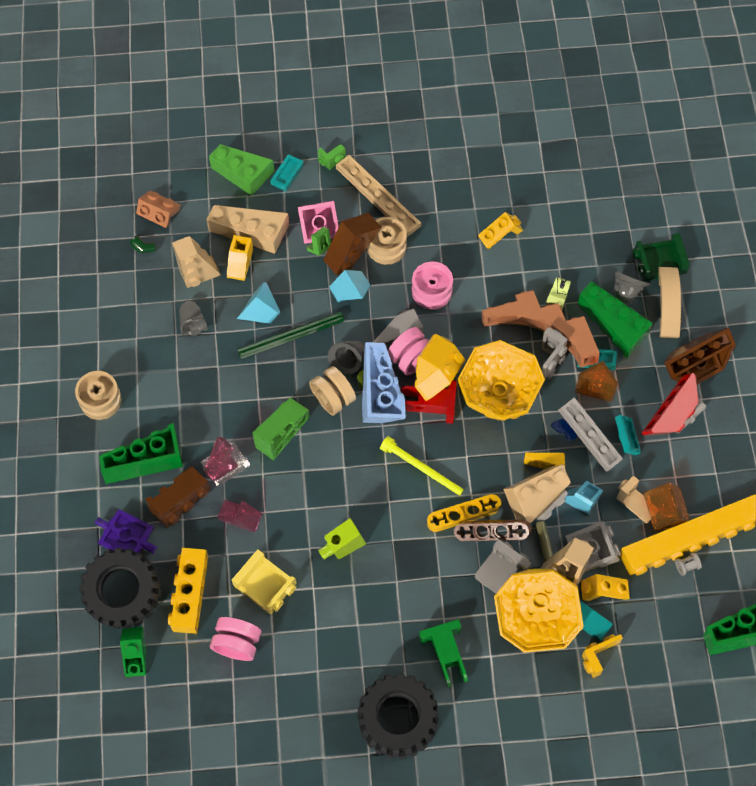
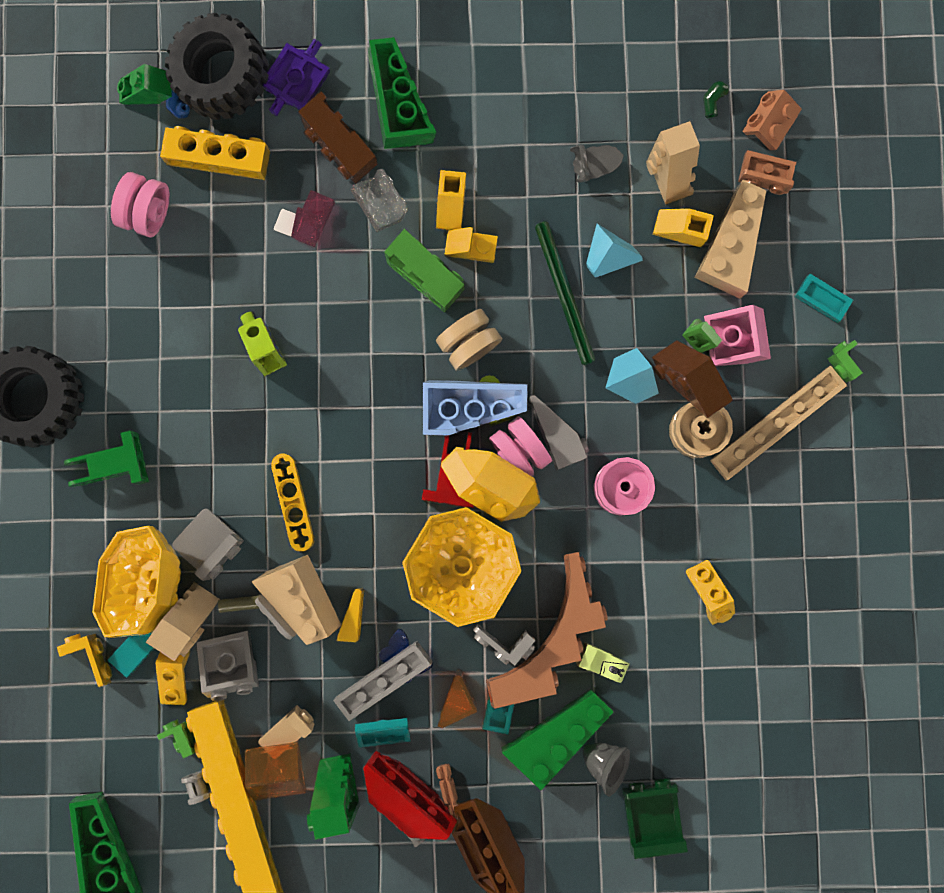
camera: 90 degrees right, 20 degrees up
(98, 395) = (488, 39): tan wheel -> none
(150, 626) = (177, 107): none -> blue arm
(198, 209) = (768, 172): none -> nougat bracket
(220, 461) = (378, 192): clear pink slope -> none
(224, 413) = (450, 200): none -> yellow slope
(241, 167) = (830, 235): bright green wedge -> none
(242, 536) = (285, 222): none -> white sticker
(257, 401) = (469, 245): none -> yellow slope
(264, 582) = (219, 246): light yellow panel -> none
(347, 356) = (525, 366): dark grey piece -> none
(390, 446) = (391, 414): neon yellow piece -> none
(493, 533) = (248, 564): beam -> none
(583, 497) = (301, 663): medium azure slope -> none
(655, 574) = (183, 738): none -> bright green bracket
(659, 390) = (447, 787): none -> nougat axle
(670, 302) = (583, 822): tan slope -> none
(678, 452) = (334, 798): none -> green wedge

